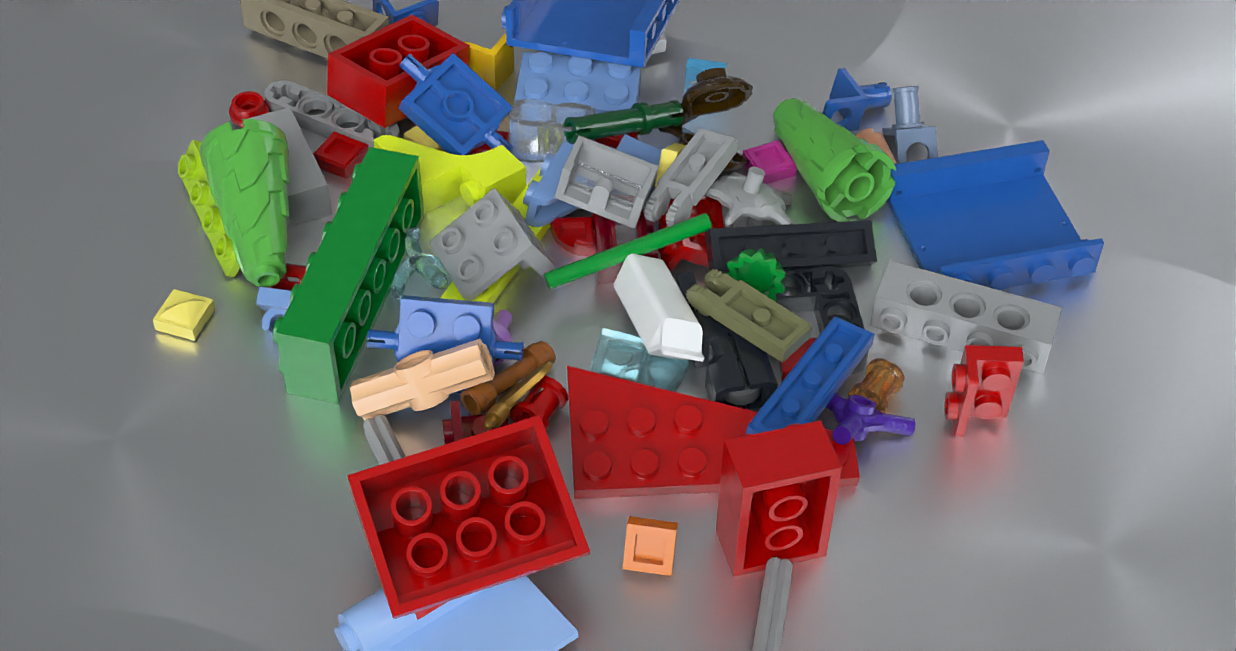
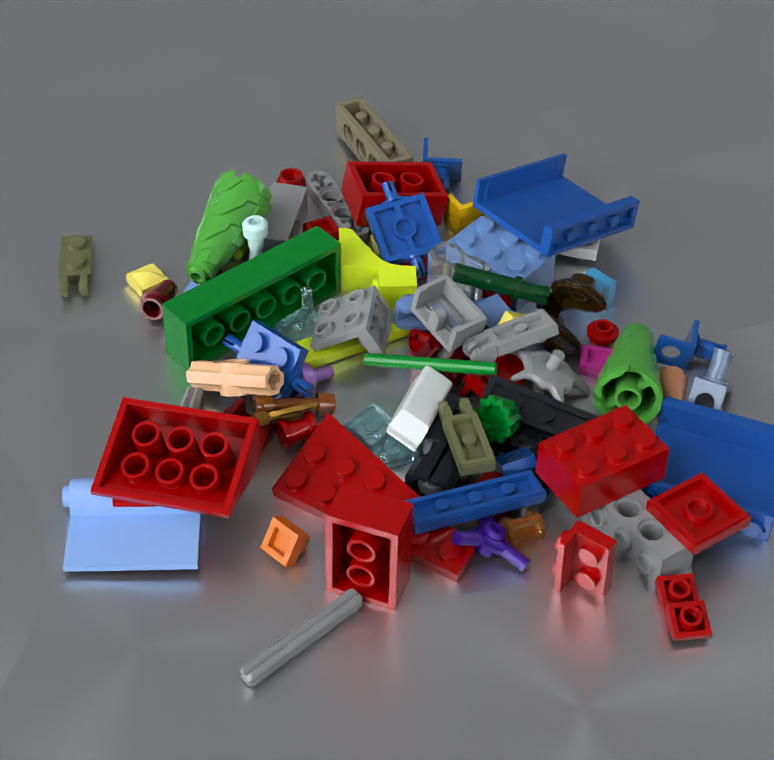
camera: 35 degrees right, 5 degrees down
(71, 338) = (76, 264): none -> olive hinge
(225, 332) = (152, 300): none -> dark red cone
(303, 187) = (255, 230): none -> light aqua piece
(748, 128) = (602, 333): none -> red plate
(813, 310) = (515, 461): none -> blue tile
(912, 268) = (601, 460): none -> red brick
(1040, 275) = (698, 513): none -> red tile
(1103, 394) = (681, 607): none -> red slope

